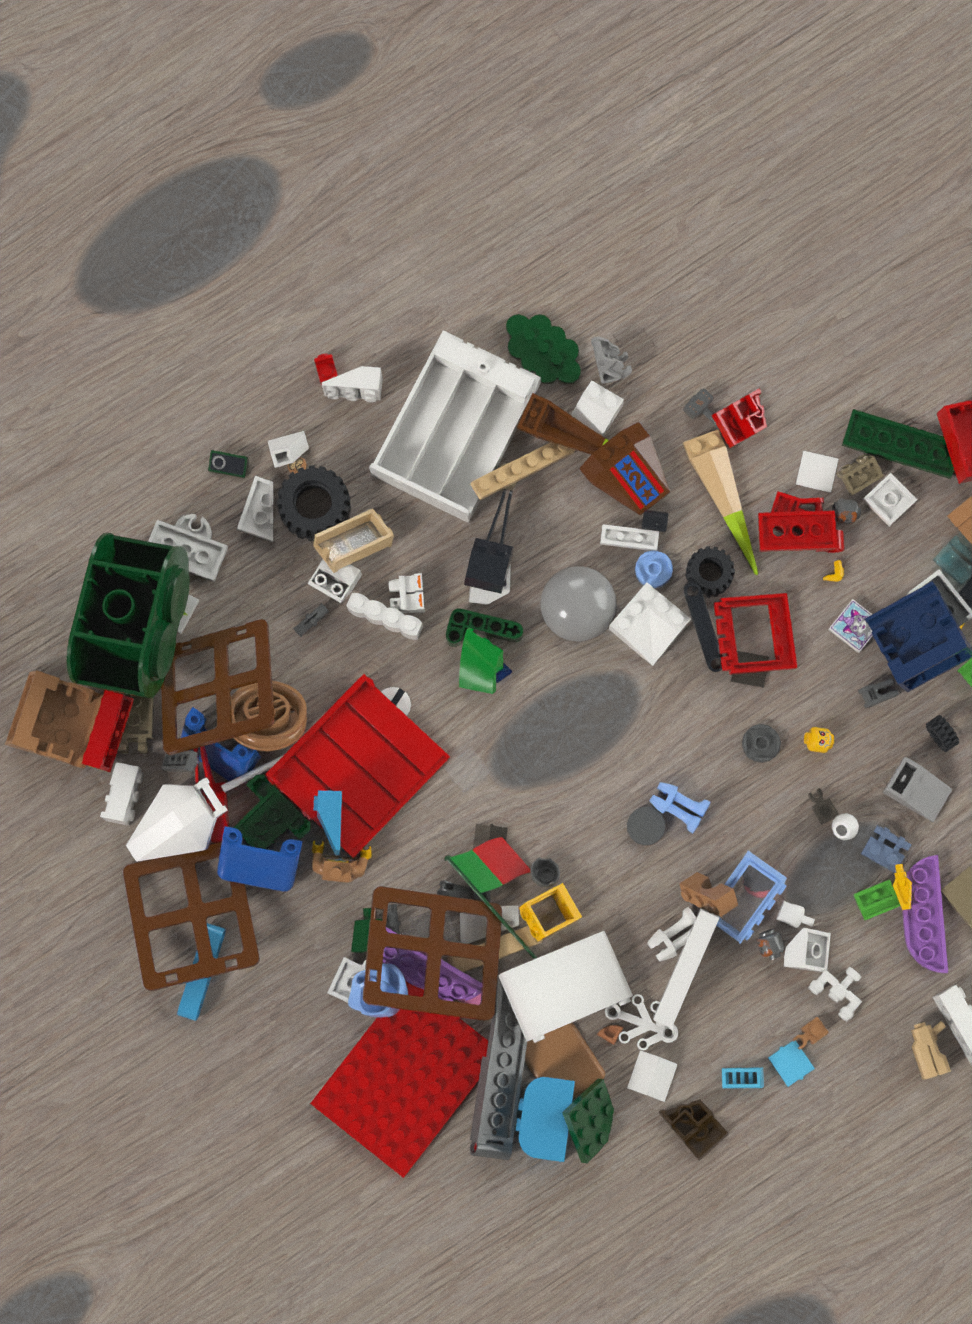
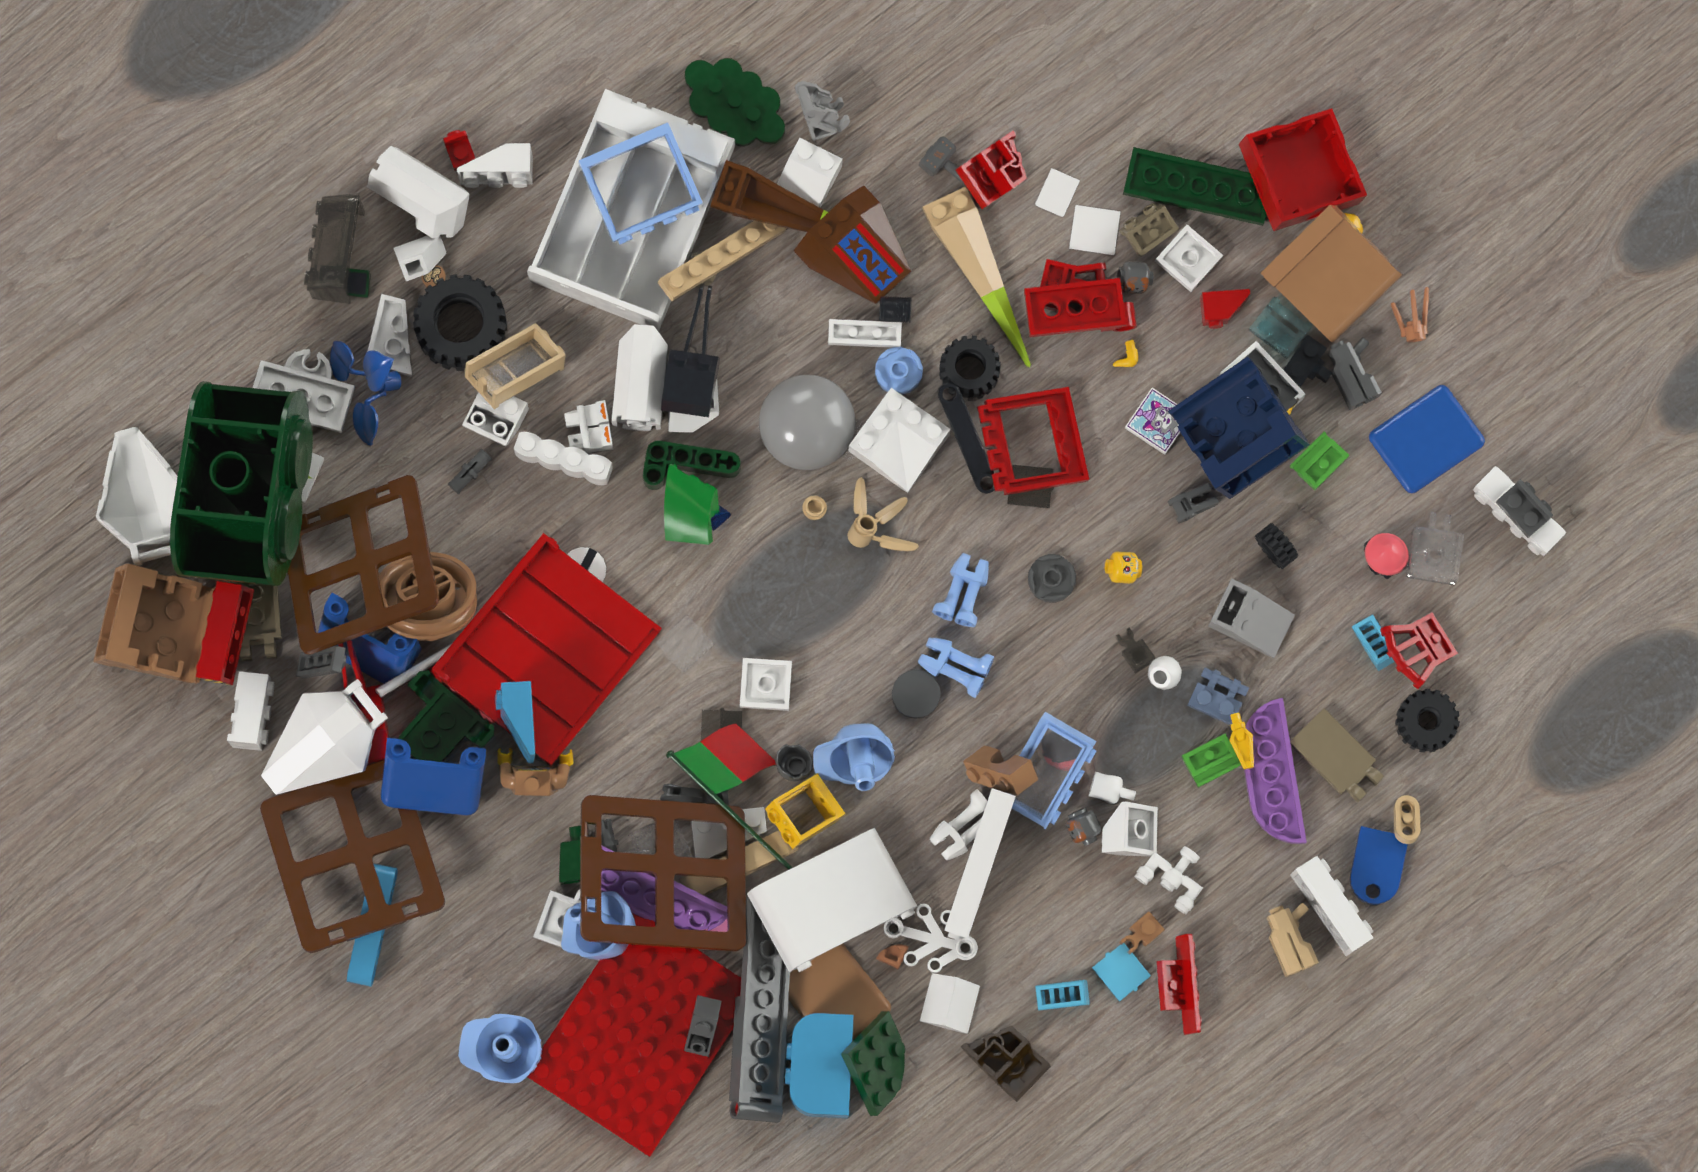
camera: 15 degrees left, 0 degrees up
(49, 616) = (138, 496): none -> white windscreen
(220, 436) = (333, 247): none -> clear smoke windscreen
(244, 541) = (379, 378): none -> blue plant
(292, 398) = (421, 191): none -> white brick
(293, 1080) = (501, 1047): none -> light blue piece
(450, 559) = (640, 379): none -> white brick
(453, 376) = (624, 147): none -> light blue window
(454, 1077) = (702, 1025): none -> dark grey slope
(528, 808) = (765, 684): none -> white plate
(578, 671) = (814, 508): none -> tan plate
(594, 872) = (855, 756): none -> light blue piece
(617, 690) = (865, 526): none -> tan plant
(690, 767) = (960, 576): none -> light blue piece
(789, 440) = (1057, 192): none -> white sticker
(837, 1078) = (1179, 984): none -> red bracket
(912, 539) = (1221, 306): none -> red slope

